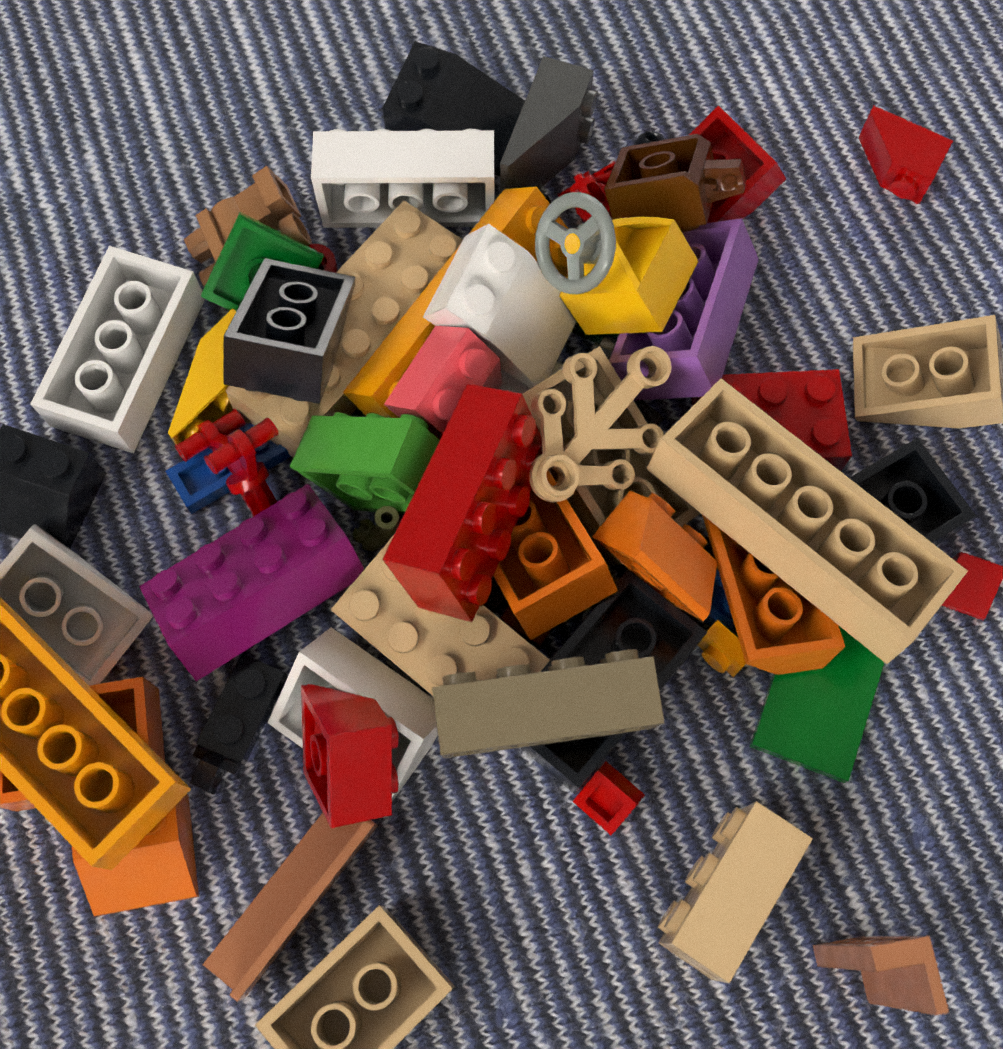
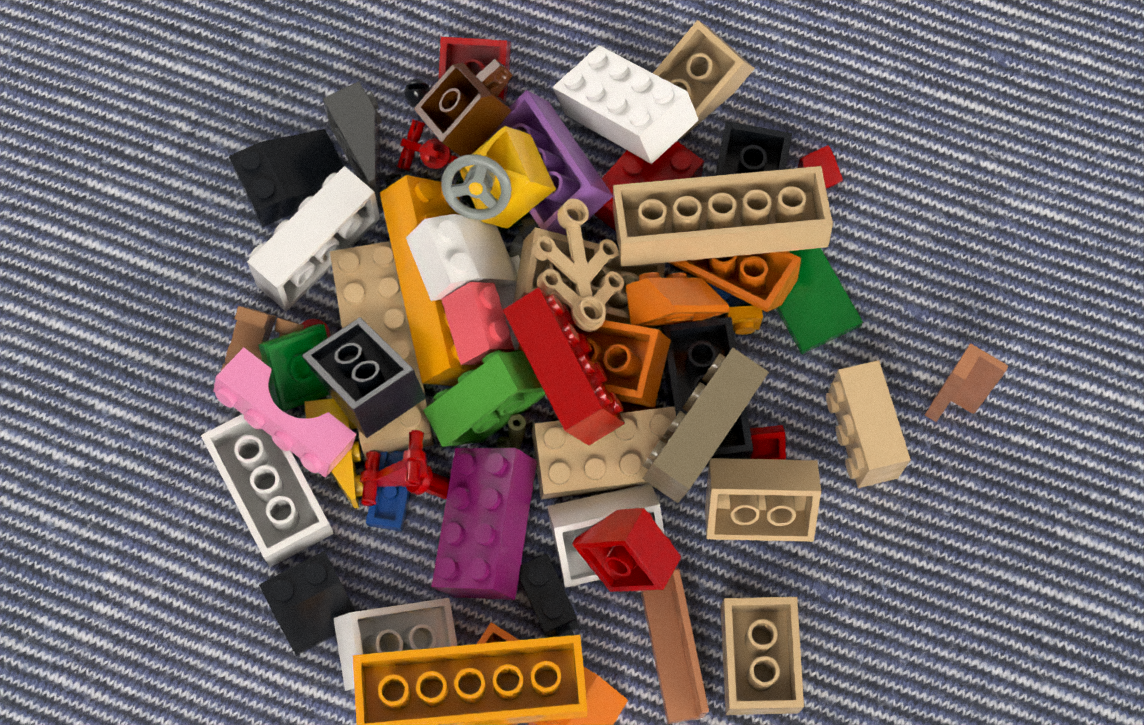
camera: 50 degrees left, 0 degrees up
(187, 239) = (316, 441): none -> bright pink arch
(534, 847) = (762, 499): none -> tan brick
(832, 328) = (626, 104): none -> white brick

